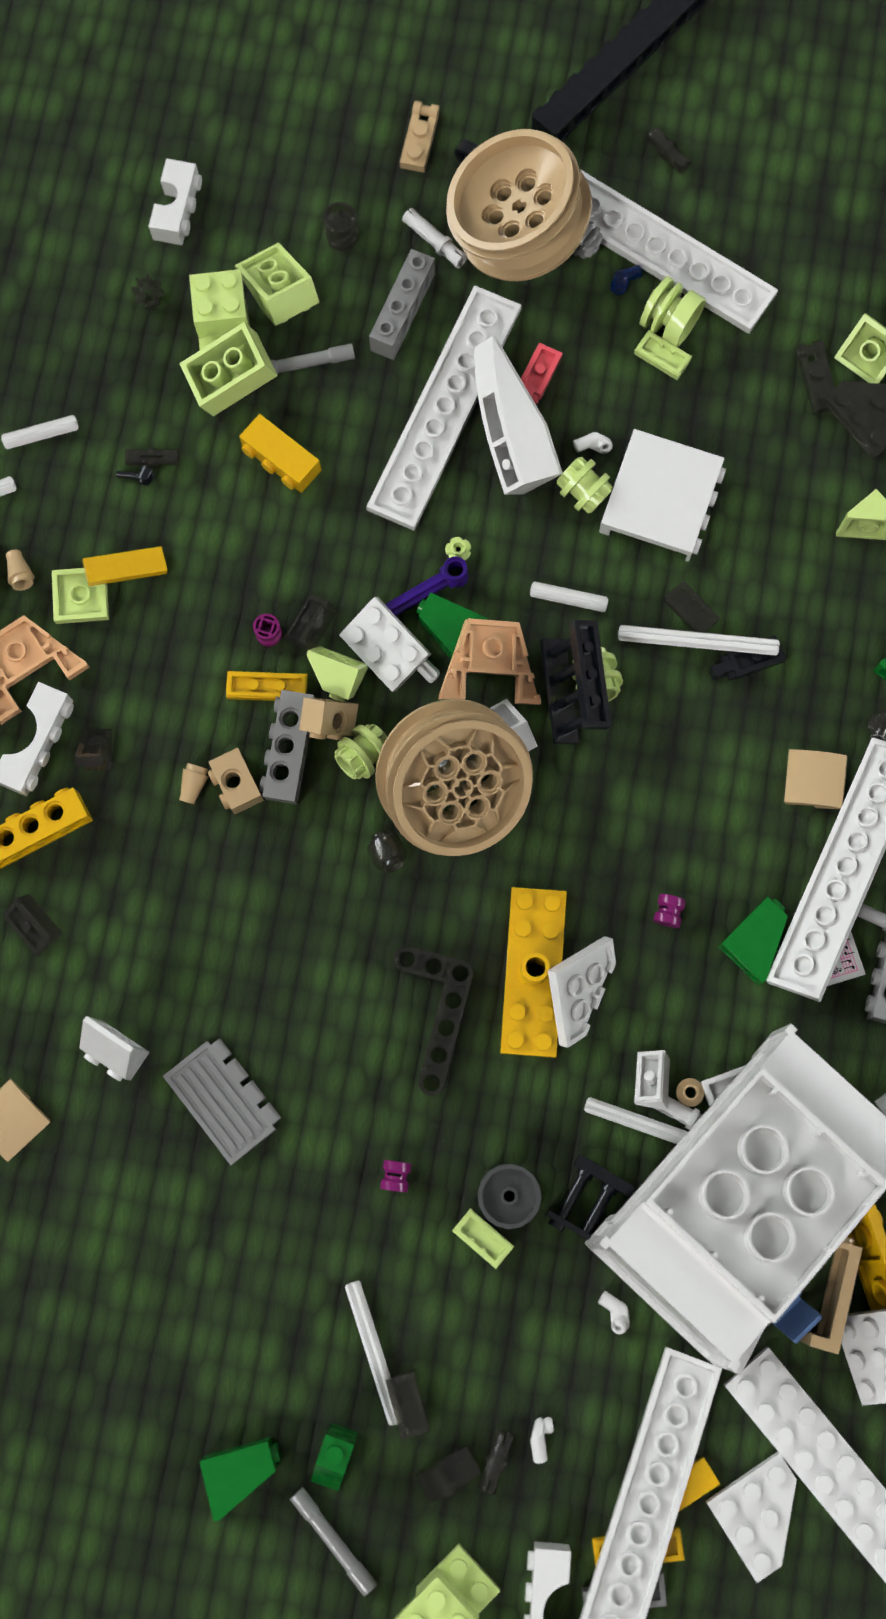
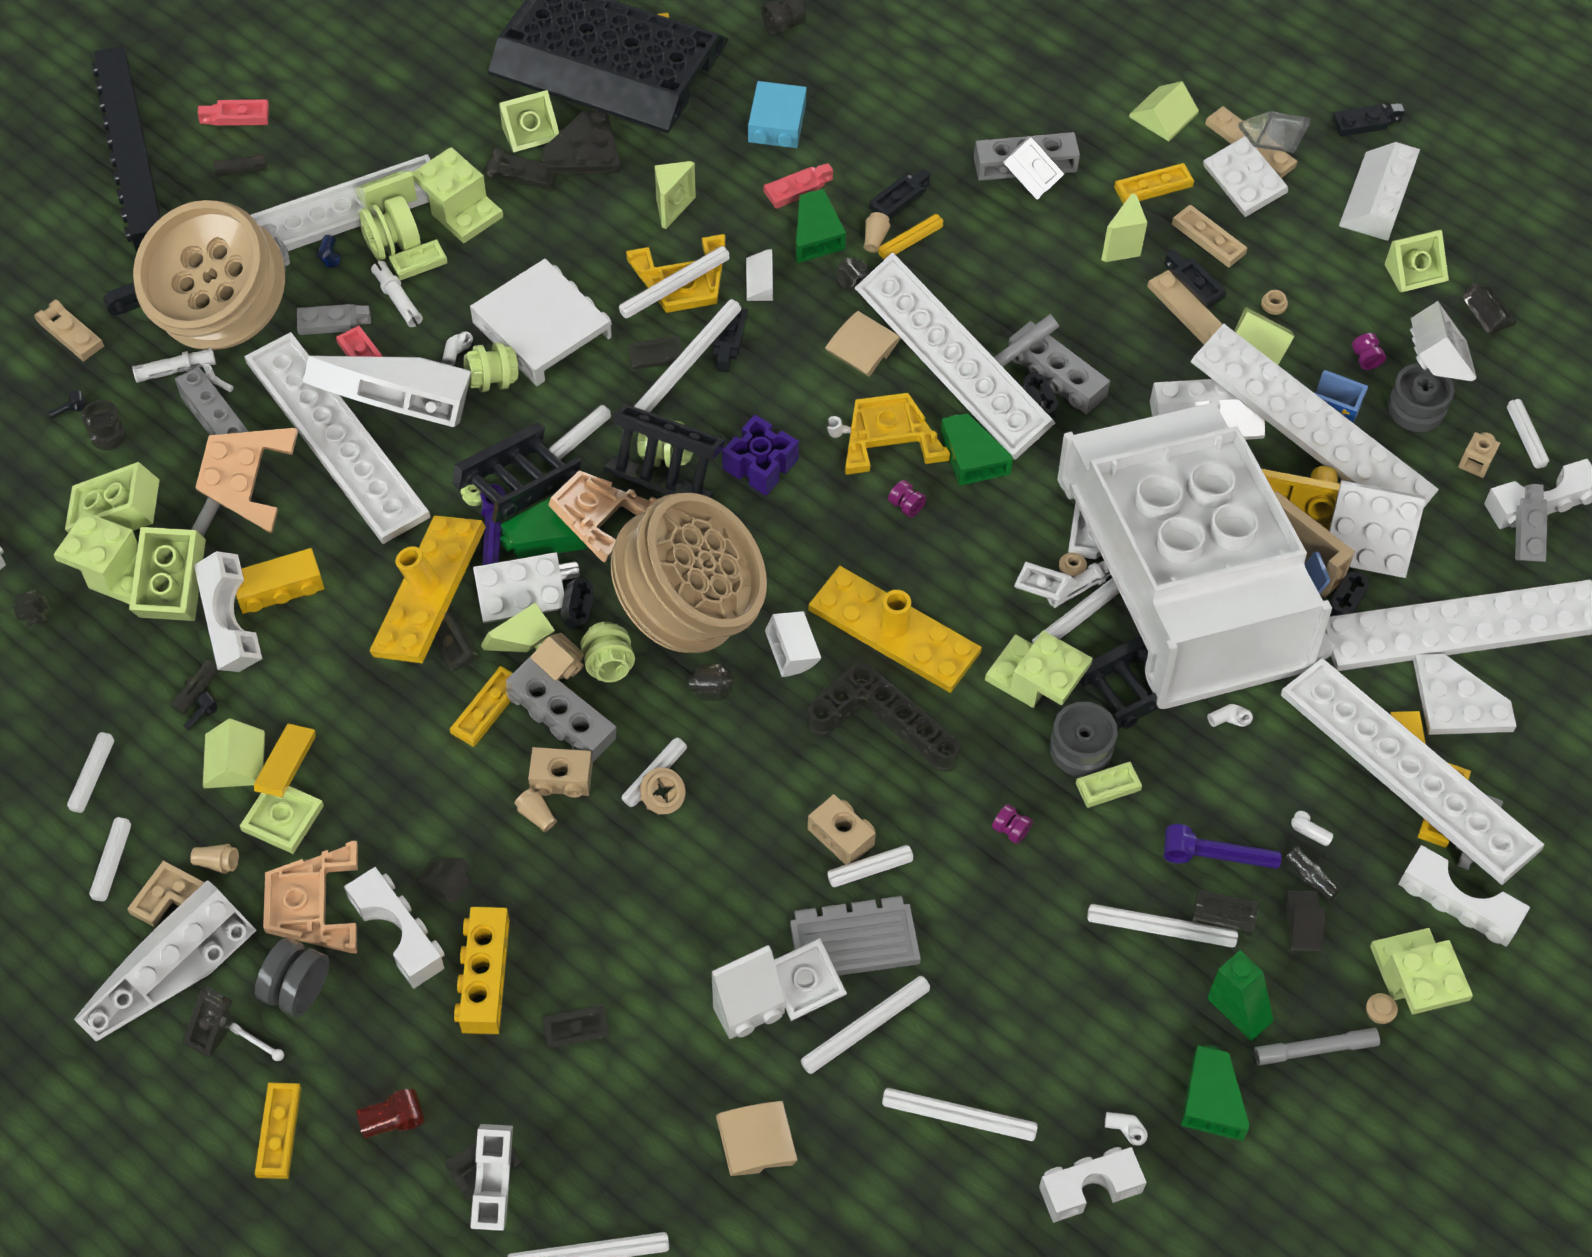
camera: 65 degrees left, 20 degrees down
(112, 526) = (233, 755): none -> yellowish green slope
(114, 1270) = (959, 1114): none -> white axle
(128, 1422) = (1115, 1171): none -> white arch
(151, 1152) = (865, 1024): none -> white axle
(160, 1082) = (808, 979): none -> white tile
(177, 1414) = (1129, 1125): none -> white arm
(201, 456) = (218, 583): none -> white arch
(266, 883) = (666, 778): none -> tan gear
(269, 635) = (436, 674): magenta wheel -> none
(280, 854) = (664, 759): none -> white axle
(294, 1077) = (870, 866): none -> white axle
(306, 1020) = (847, 845): none -> tan brick
(343, 571) = (427, 588): none -> yellow plate
(351, 352) = (232, 468): none -> light nougat wing
(355, 190) = (76, 403): none -> black hand
(399, 698) = (581, 604): none -> black beam
(399, 1582) = (1381, 1008): none -> tan plate
(442, 274) = (214, 379): none -> white hand
(460, 1334) = (1182, 845): none -> dark purple axle
(465, 895) = (792, 643): none -> white brick
(507, 556) = (508, 451): none -> black fence
(557, 1121) = (1038, 669): none -> yellowish green bracket
(559, 325) = (331, 318): none -> light grey hinge
(578, 988) = (938, 598): white plate -> none
(621, 351) = (392, 286): none -> white pin
(645, 750) = (760, 455): none -> dark purple brick
(711, 282) = (386, 188): none -> yellowish green slope
(712, 812) = (837, 428): none -> white hand
(721, 108) = (235, 113): none -> coral hinge
(741, 848) = (889, 422): none -> yellow wing
(747, 342) = (457, 195): none -> yellowish green bracket
(771, 580) = (674, 282): none -> white axle
(782, 590) = (697, 293): none -> yellow wing
(809, 1367) = (1353, 598): none -> black beam
(832, 648) = (759, 276): none -> white slope
(847, 965) = (1045, 393): none -> black beam

